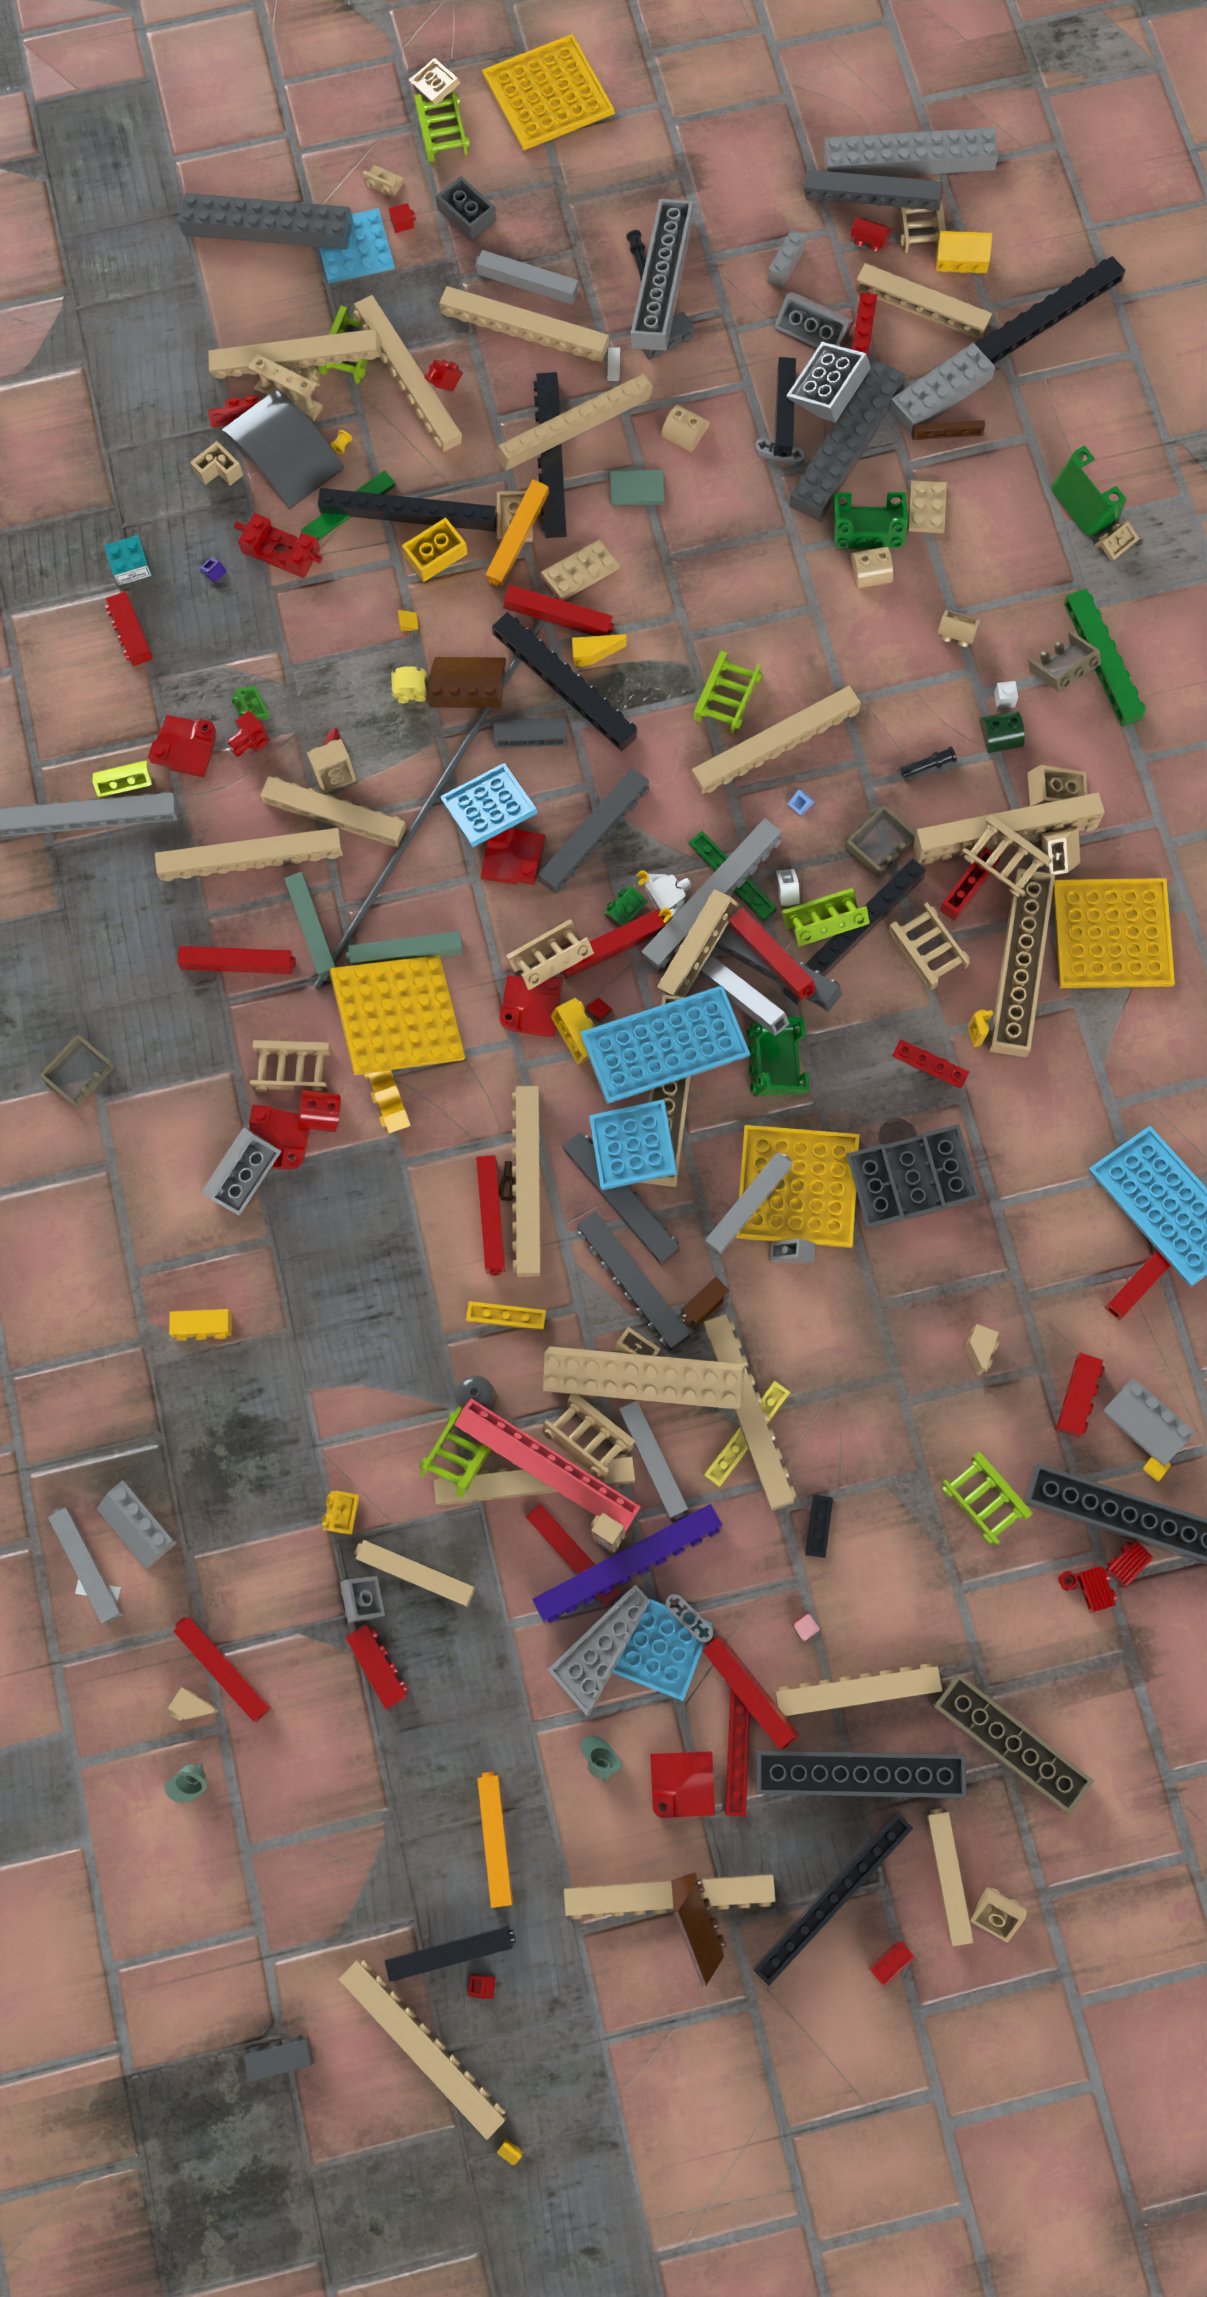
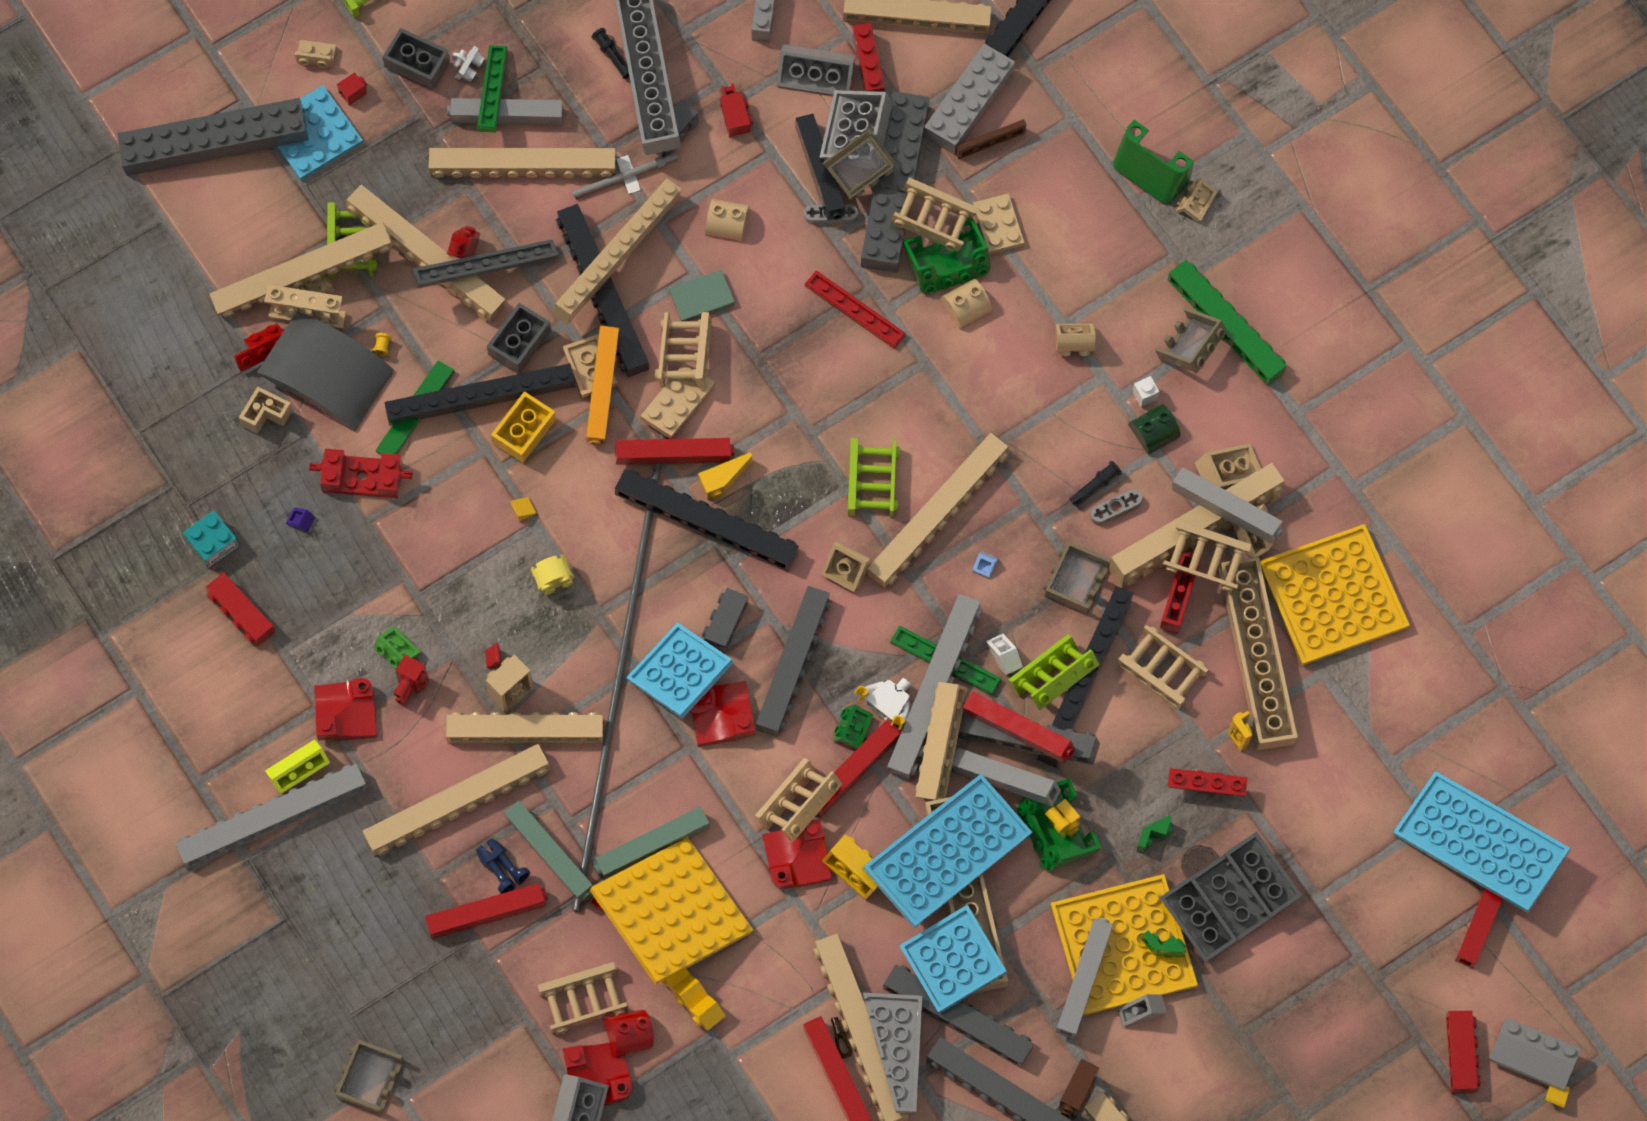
camera: 25 degrees left, 5 degrees down
(258, 917) = (498, 854): none -> dark blue piece
(454, 397) = (484, 263): none -> dark grey plate
(461, 471) = (519, 338): none -> dark grey brick
(466, 682) = (608, 552): reddish brown slope -> none
(504, 231) = (473, 57): none -> white hips
(521, 252) = (492, 89): none -> green tile
(530, 732) = (691, 582): dark grey brick -> none
(548, 774) = (725, 619): none -> dark grey brick
(556, 1197) = (897, 1035): none -> light grey wing
(598, 1009) = (865, 837): red slope -> none
(613, 538) = (700, 357): none -> tan fence
(644, 361) = (658, 162): none -> light grey bar
(673, 762) = (846, 566): none -> tan brick
(727, 337) = (734, 111): none -> red brick
(769, 541) = (855, 309): none -> red tile
(784, 1052) = (1064, 819): none -> yellow hinge
(819, 410) = (860, 164): none -> window
(837, 1203) = (1172, 947): none -> green slope
(868, 1091) = (1157, 829): none -> green slope
(881, 465) = (946, 202): none -> tan fence
(954, 793) = (1130, 506): none -> light grey beam
(980, 1346) = (1354, 1038): tan slope -> none
(1042, 817) = (1227, 505): none -> light grey brick

